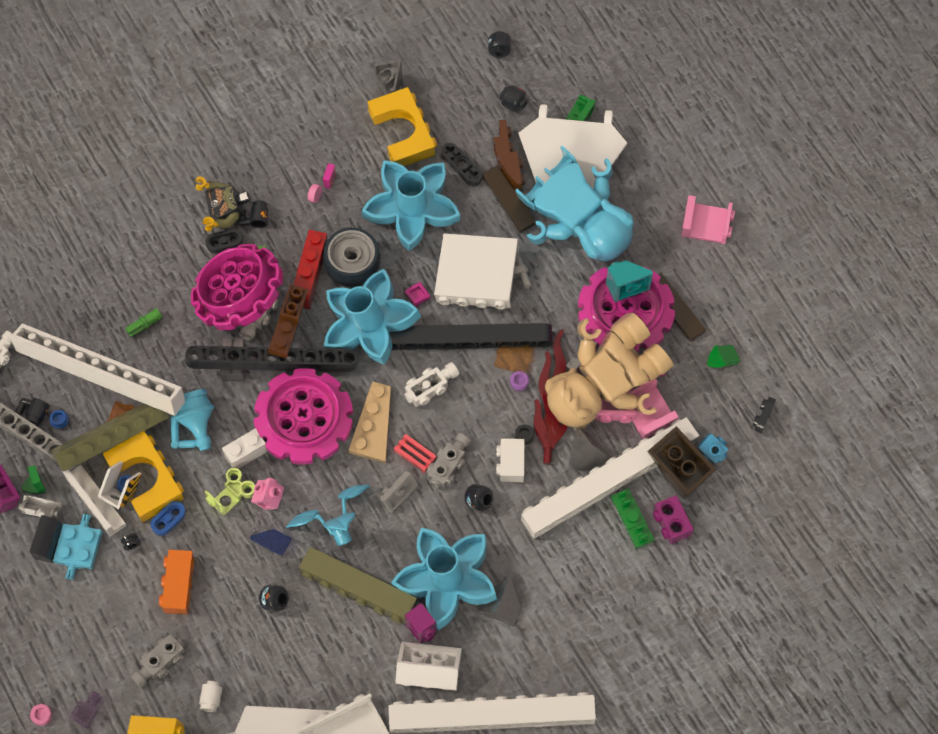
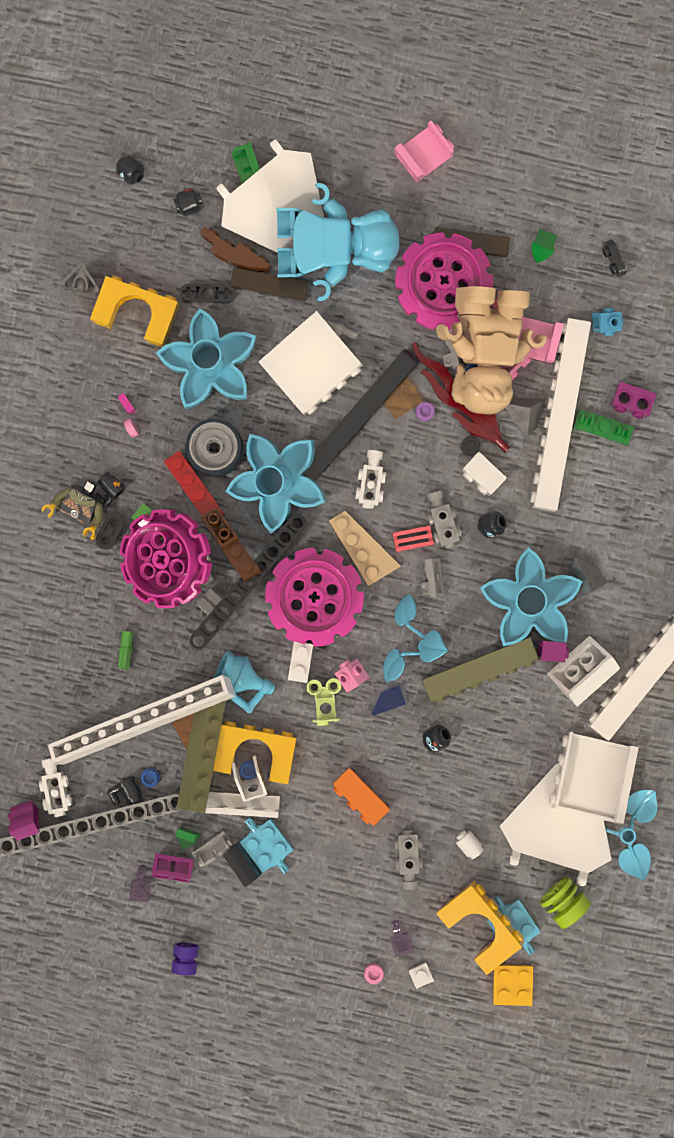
camera: 45 degrees left, 20 degrees up
(130, 542) = (298, 805): black bush -> none
(167, 518) = (304, 762): blue plate -> none
(417, 294) = (286, 424): dark pink tile -> none
(627, 279) = (432, 264): teal slope -> none
(681, 462) = (601, 355): dark brown slope -> none

